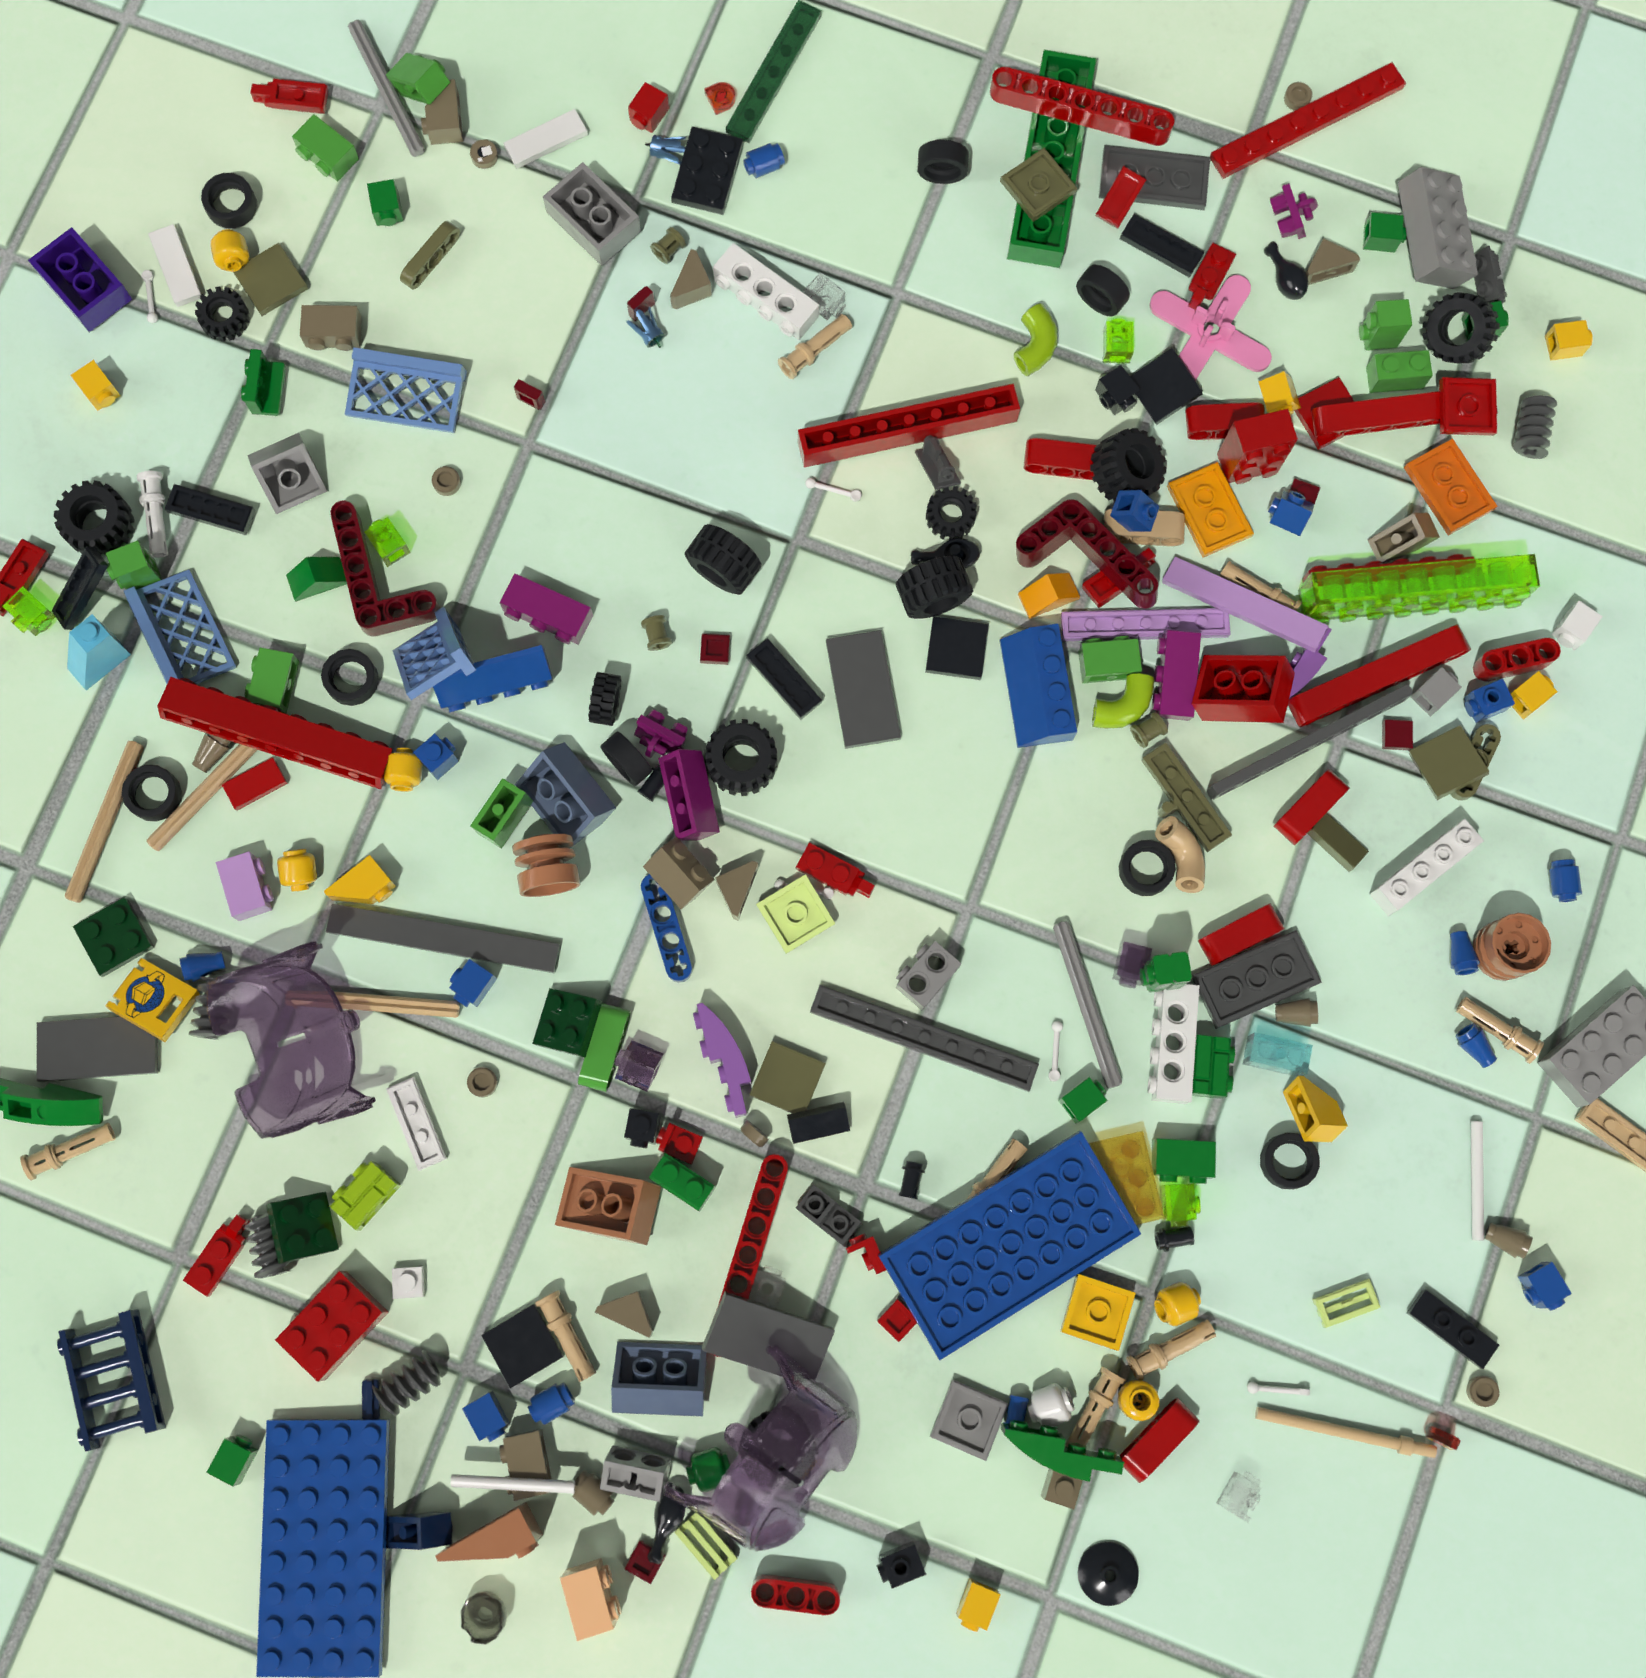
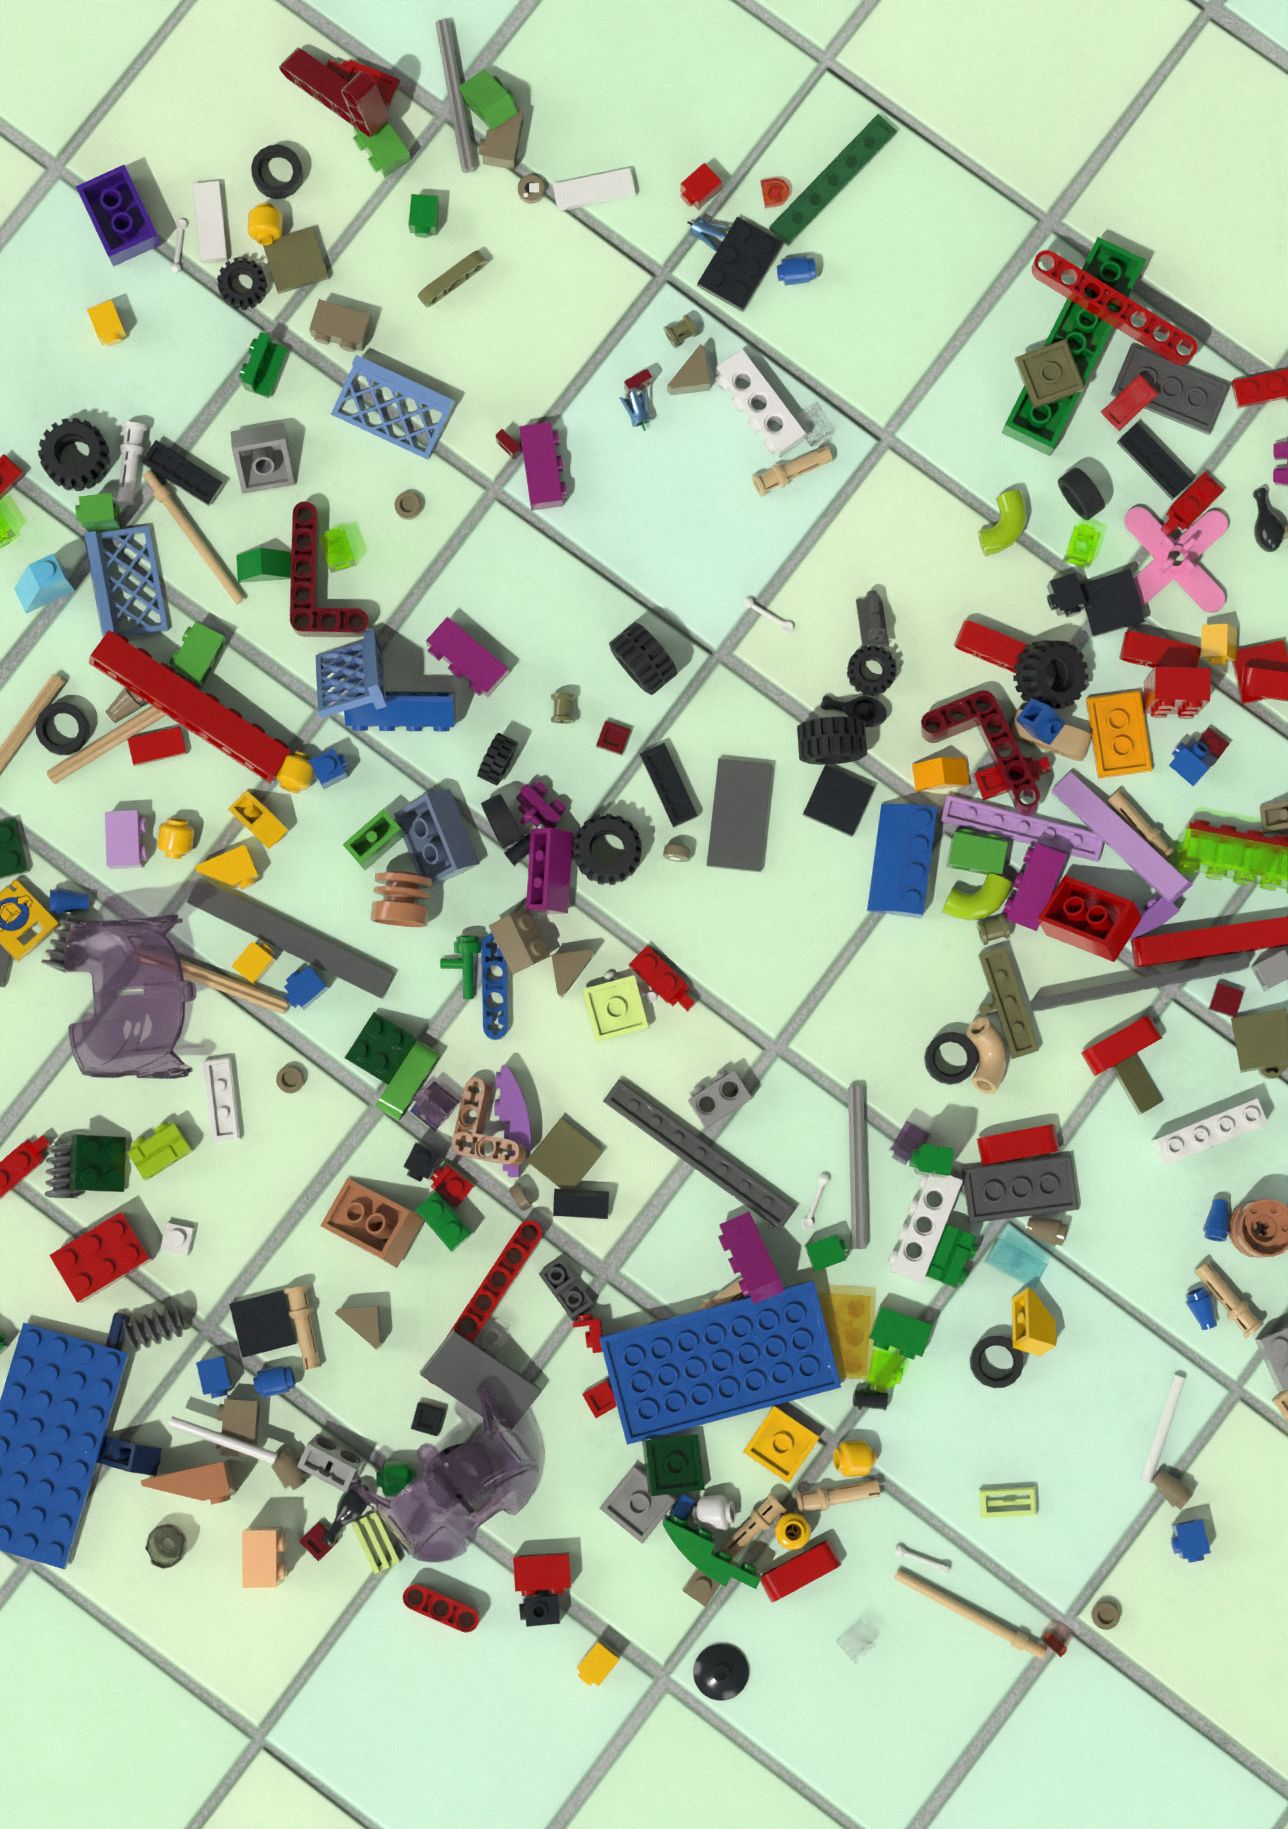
camera: 20 degrees right, 5 degrees up
(79, 588) = (45, 519): black plate -> none
(197, 537) = (163, 495): none -> tan bar
(283, 108) = (353, 101): none -> dark red beam
(338, 659) = (255, 655): black tyre -> none
(378, 827) = (258, 819): none -> yellow slope
(412, 972) = (254, 962): none -> yellow brick
(569, 406) = (542, 466): none -> magenta brick
(592, 213) = (616, 281): light grey brick -> none
(626, 894) = (466, 946): none -> green piece
(659, 1379) = (375, 1388): sand blue slope -> none
(688, 1080) = (474, 1132): none -> medium nougat beam
(723, 1395) = (427, 1419): none -> black tile
(812, 742) = (676, 853): none -> dark tan tile
(891, 1524) = (542, 1573): none -> red brick
(908, 425) = (856, 575): red brick -> none
(911, 1179) = (649, 1278): black pin -> none
(943, 161) = (967, 322): black tyre -> none
(994, 1368) = (673, 1465): none -> dark green plate
(1009, 1127) = (750, 1258): none -> magenta brick
(1453, 1329) = (1096, 1553): black plate -> none

